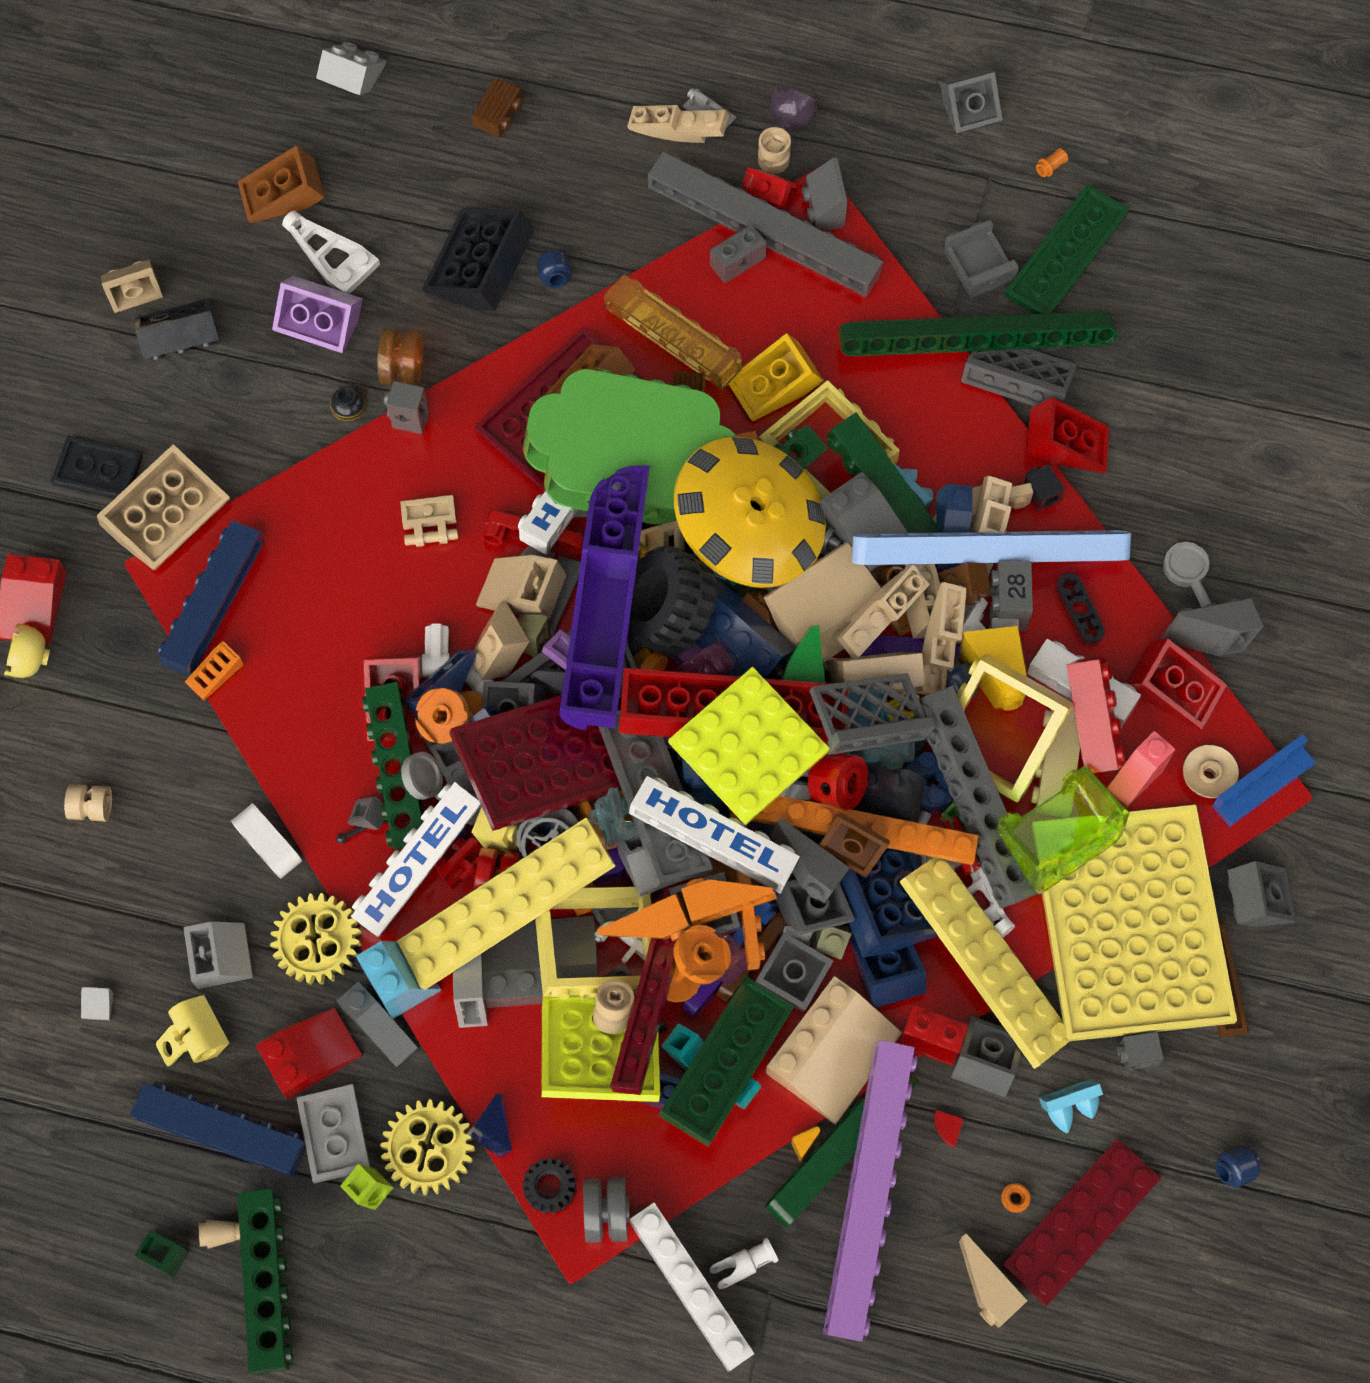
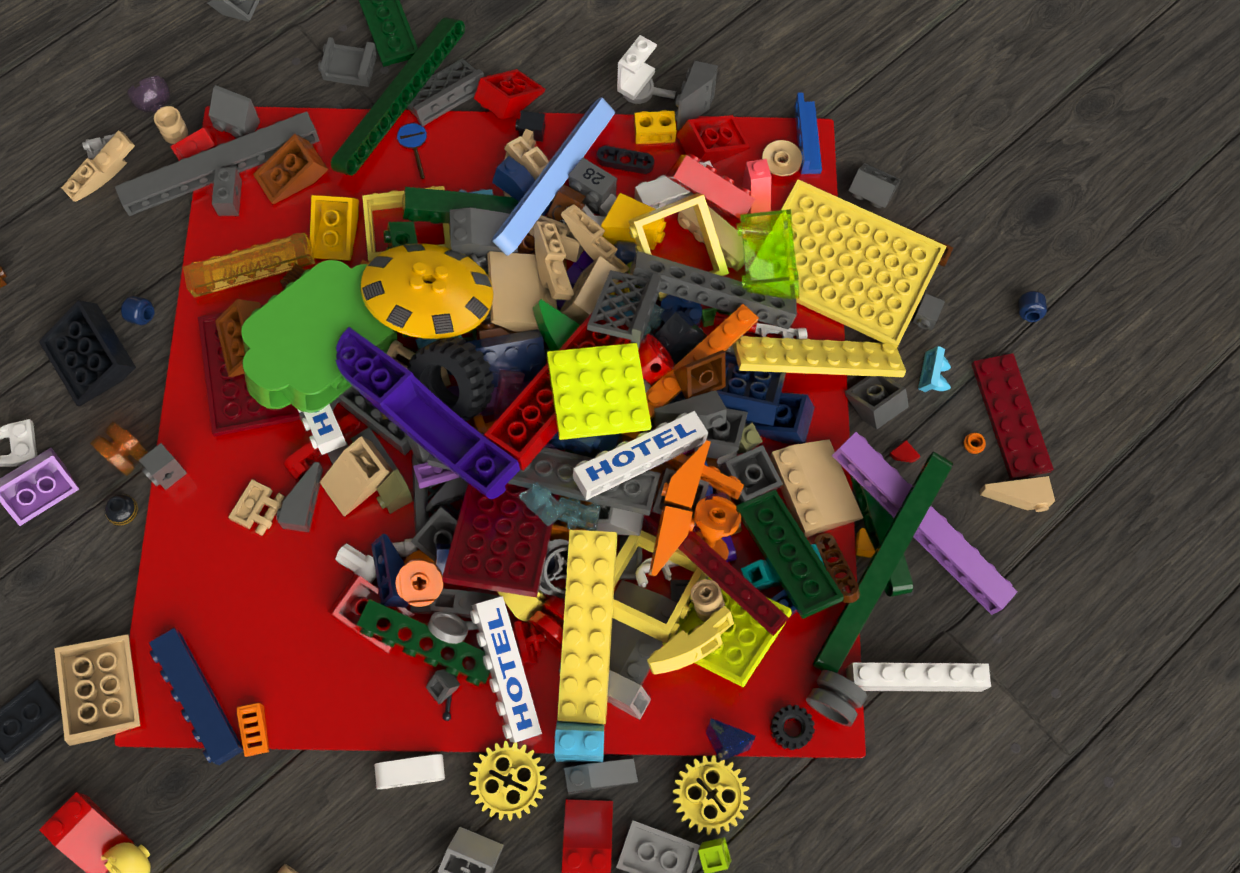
camera: 60 degrees left, 0 degrees up
(460, 556) = (300, 503): none -> dark grey slope
(499, 644) = (387, 514): tan slope -> none
(544, 1016) = (688, 649): none -> light yellow slope
(594, 773) = (542, 503): none -> clear light blue hips
(745, 1263) = (919, 630): white piece -> none
(749, 1123) = (837, 567): none -> reddish brown beam
(788, 1168) = (883, 563): none -> dark green beam
(809, 293) = (290, 169): none -> dark orange slope
(934, 1035) = (849, 418): red panel -> none
(938, 379) = (411, 137): none -> blue piece
(1137, 615) = (655, 131): none -> yellow brick
(1194, 544) = (632, 71): none -> white panel

